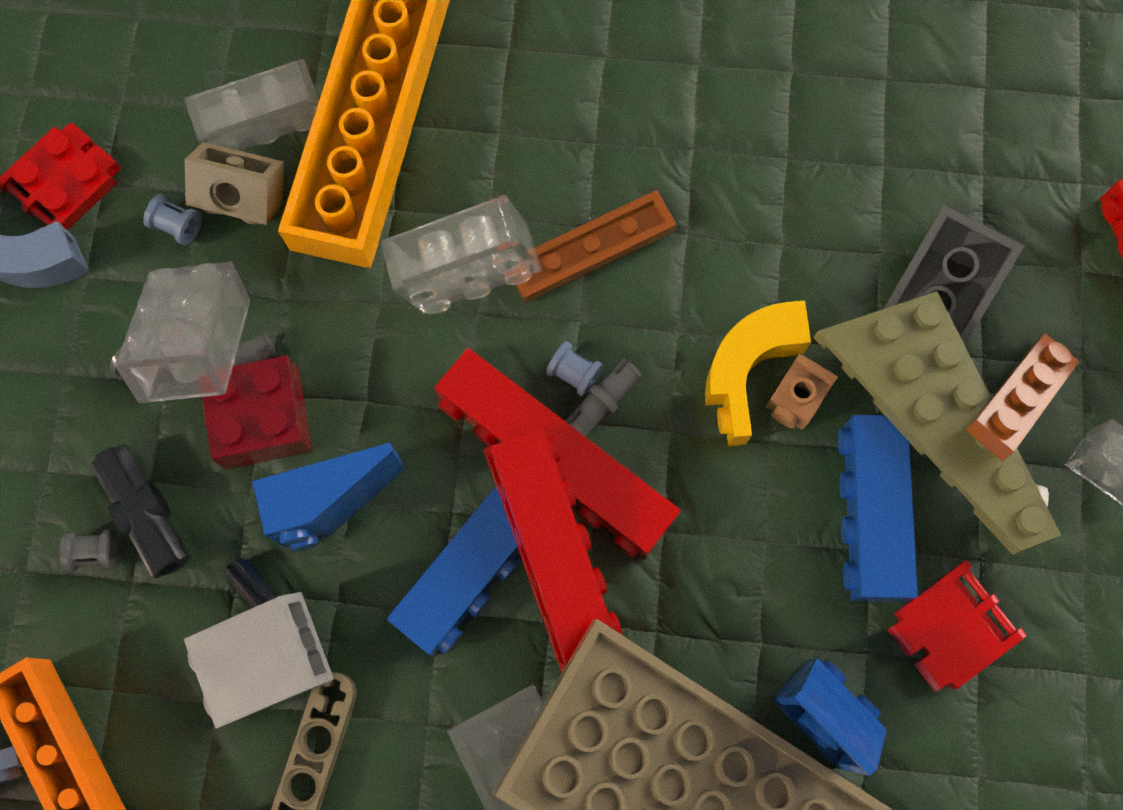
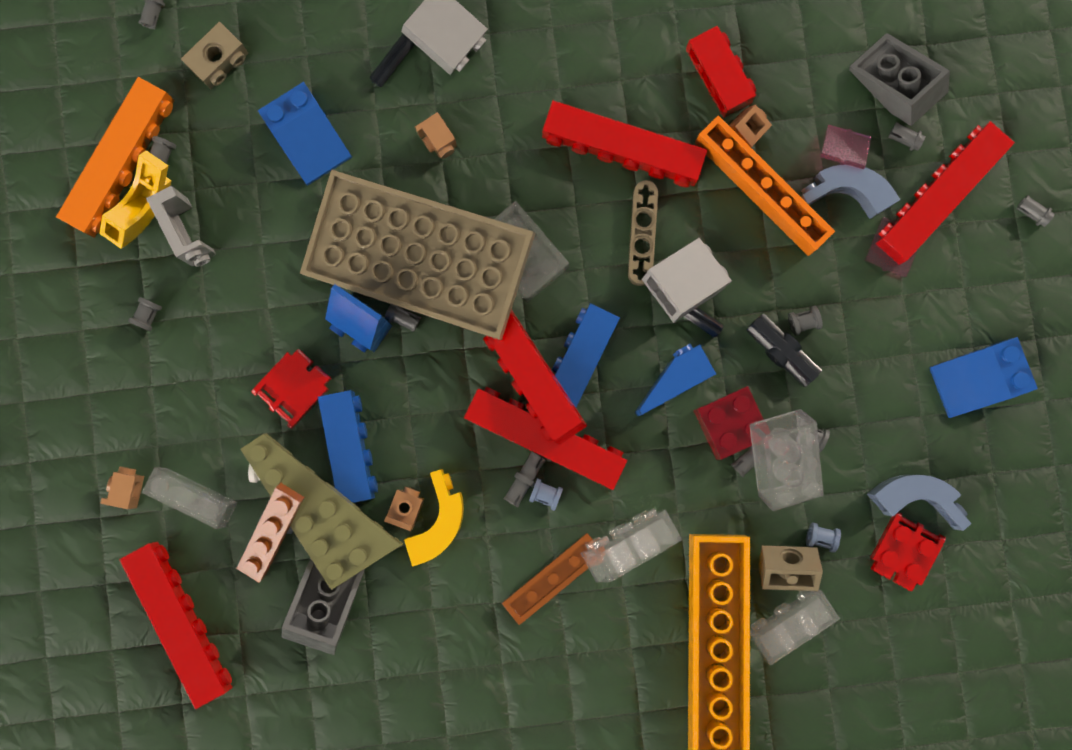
camera: 165 degrees right, 10 degrees up
(751, 704) = (402, 317): none -> dark grey pin

